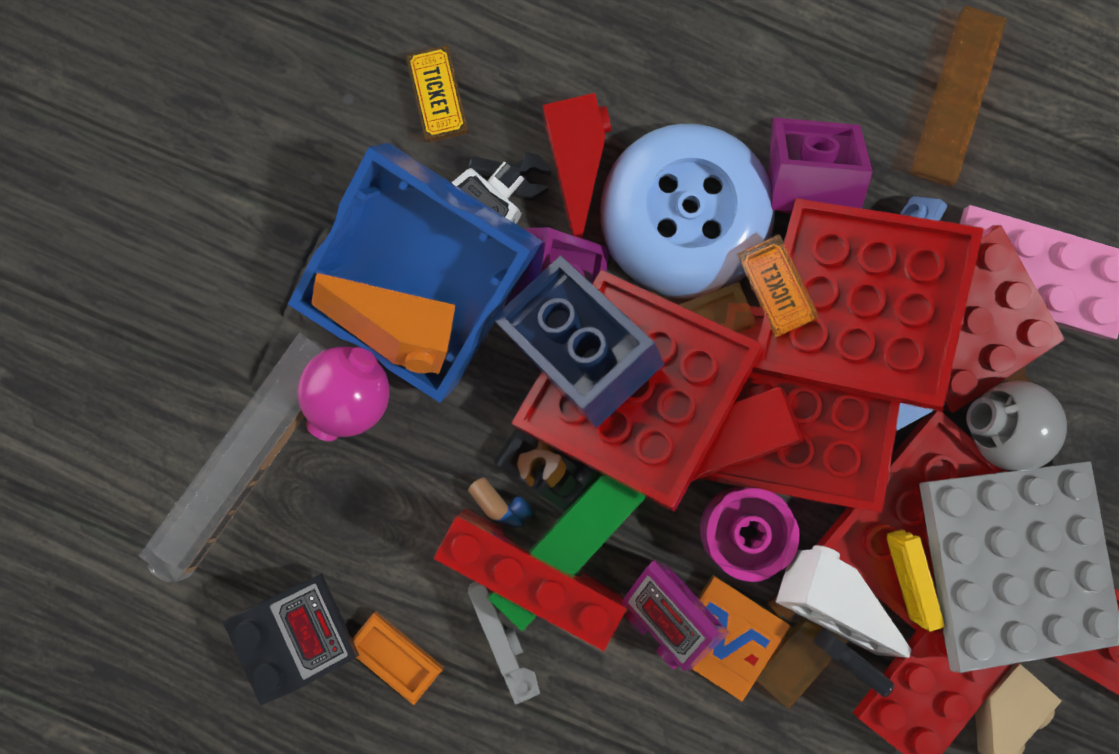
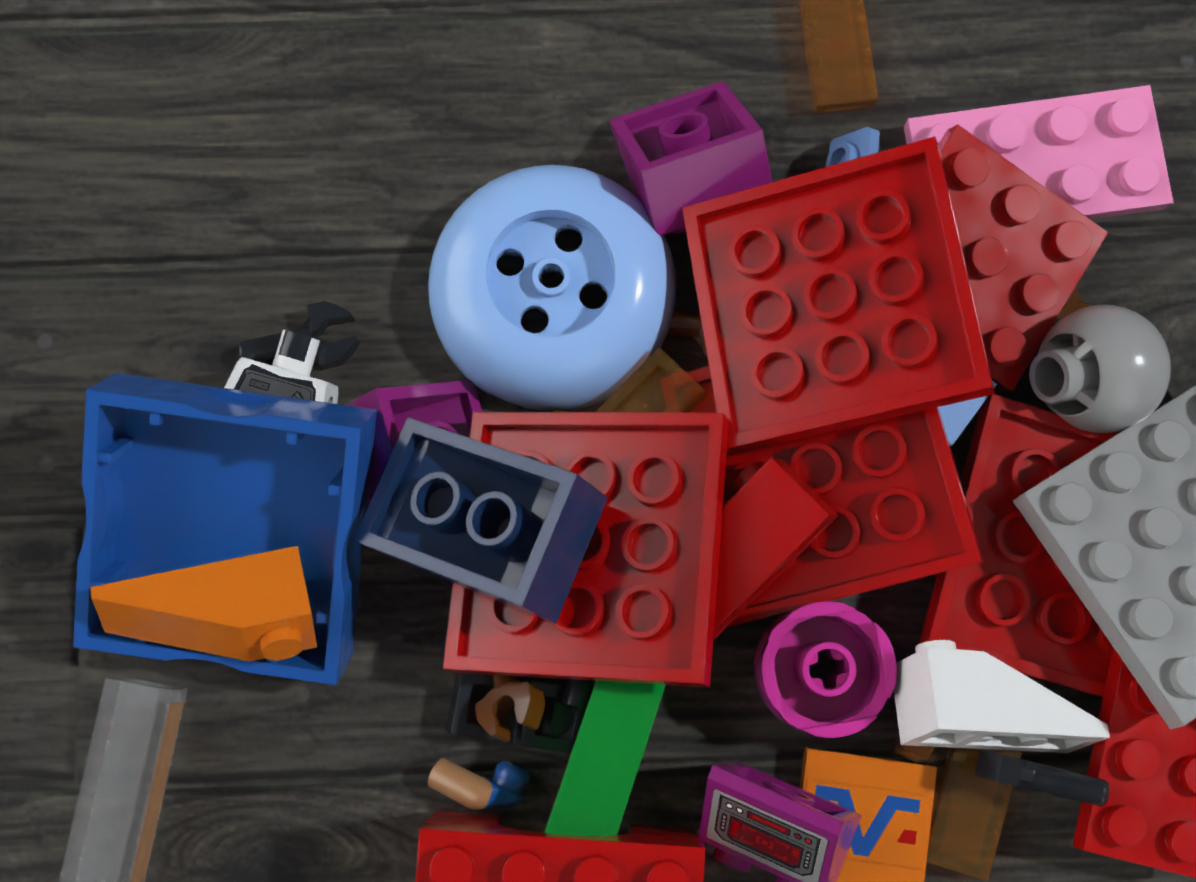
camera: 25 degrees left, 5 degrees down
(342, 392) = (199, 732): dark pink brick -> none
(437, 94) = (159, 283): tile -> none
(577, 142) = (372, 267): red slope -> none
(777, 286) = (709, 329): clear orange tile -> none
(915, 580) = (1068, 630): yellow tile -> none

